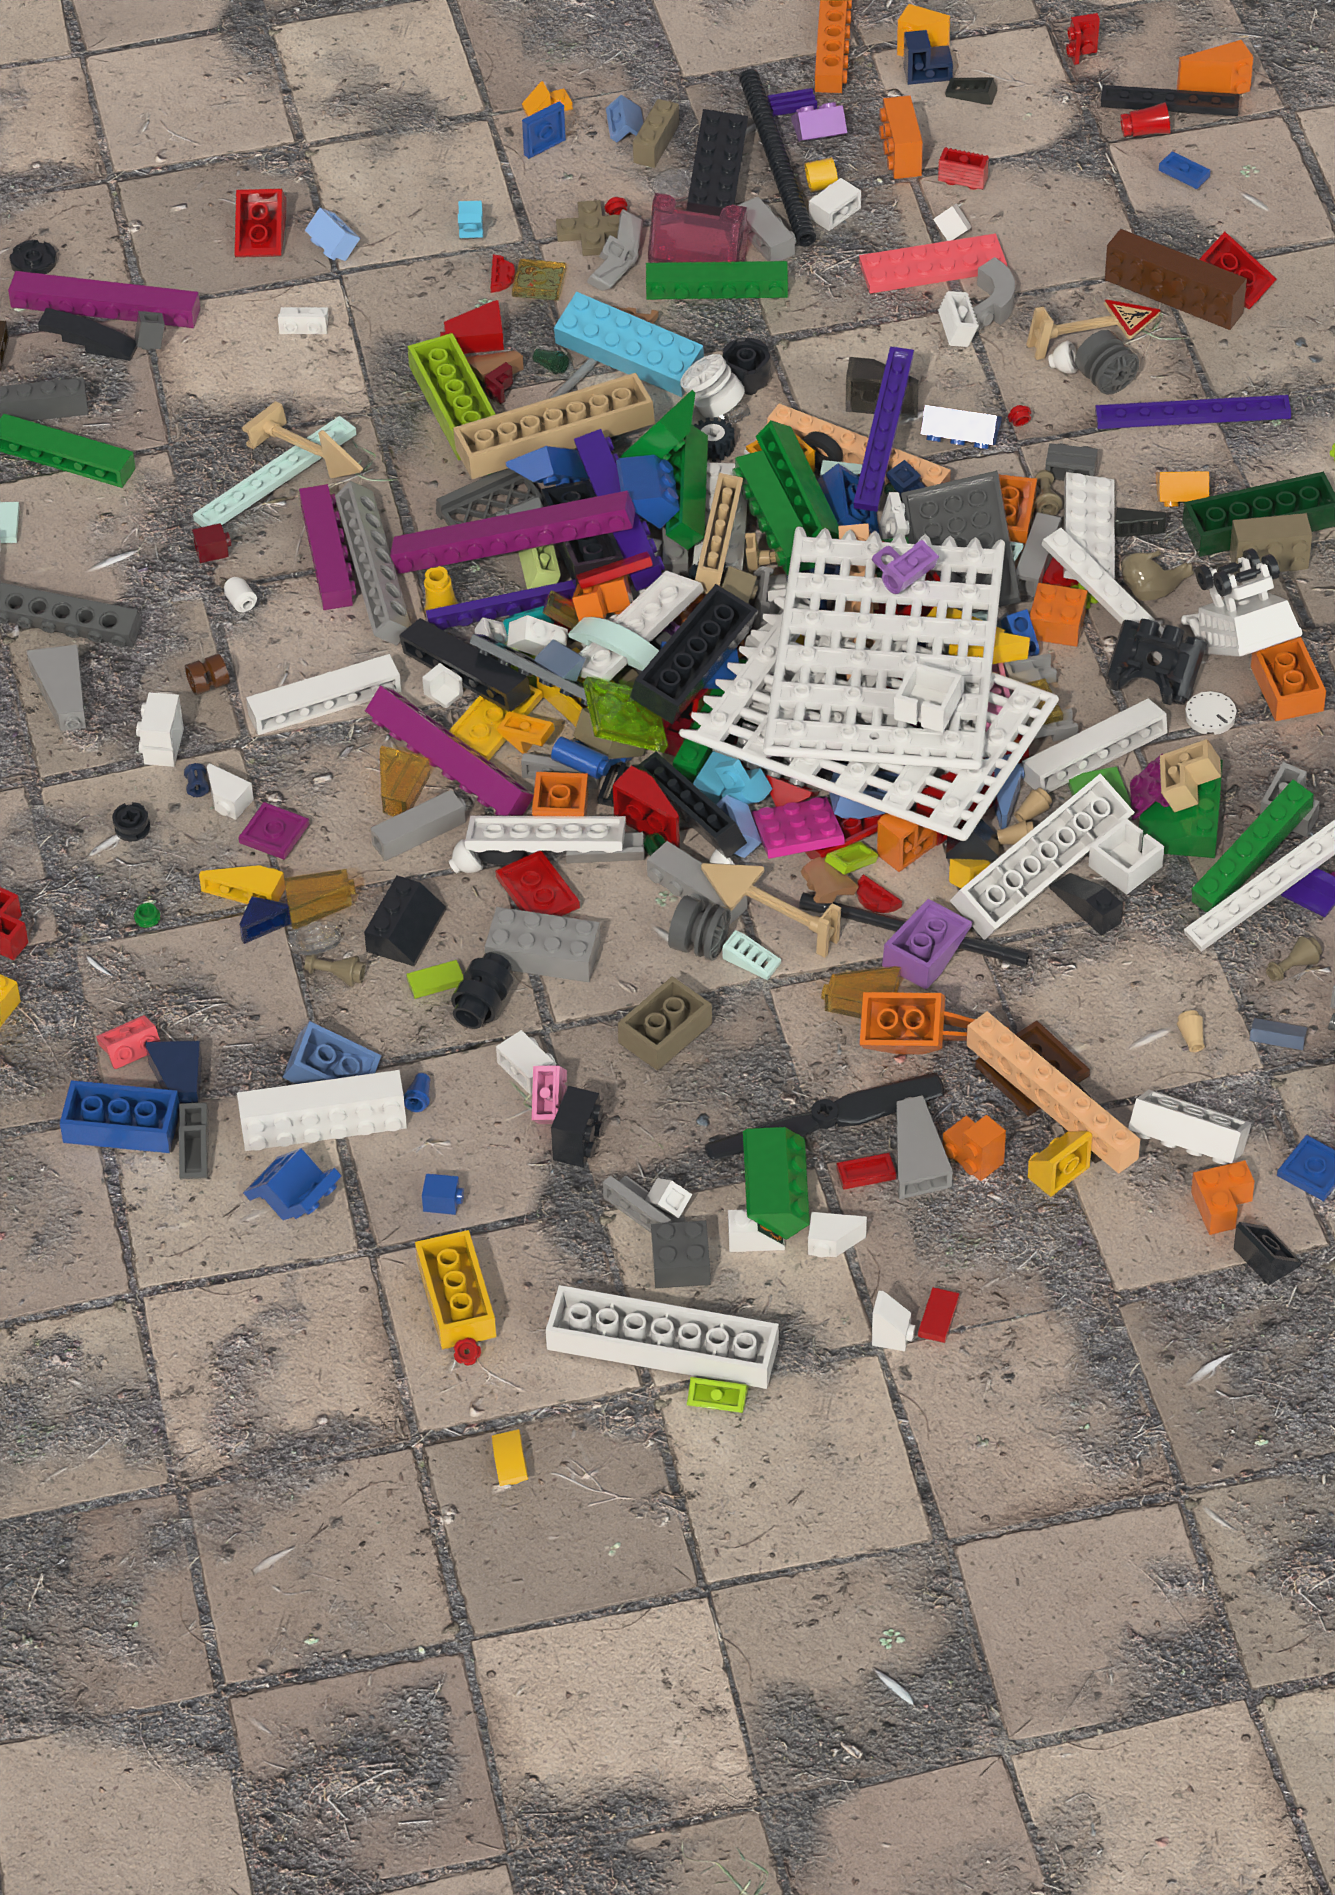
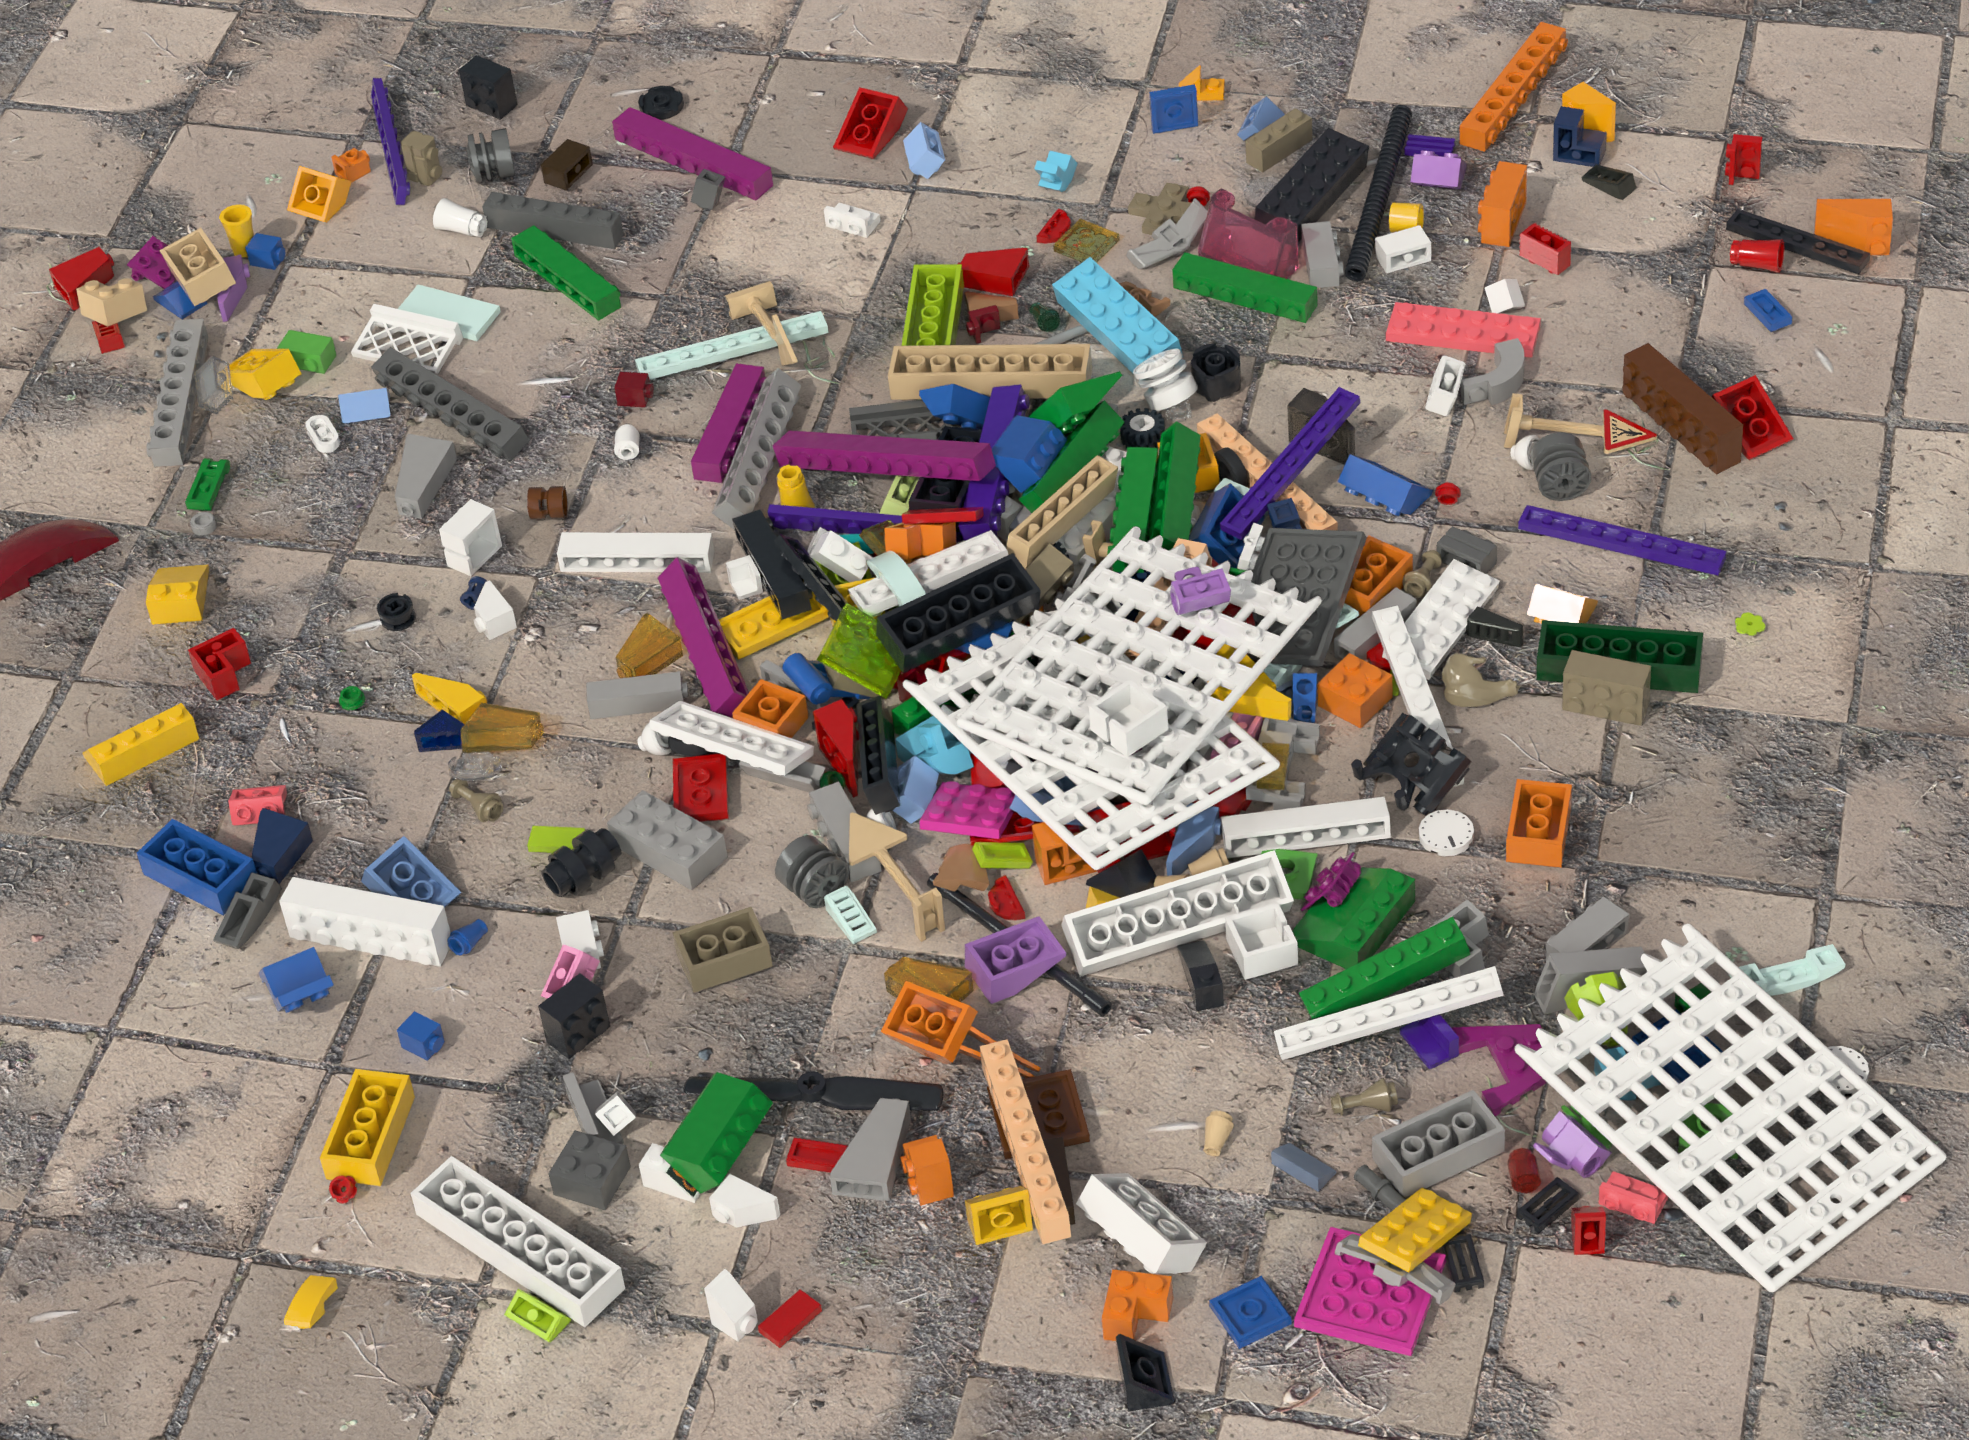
camera: 30 degrees right, 5 degrees down
(93, 335) = (658, 179): black slope -> none
(273, 830) = (510, 659): magenta plate -> none
(404, 922) = (561, 777): black slope -> none
(525, 731) = (783, 640): light orange slope -> none
(561, 660) = (841, 583): sand blue slope -> none
(1185, 770) = (1357, 876): tan brick -> none
(1248, 614) = (1520, 750): white piece -> none

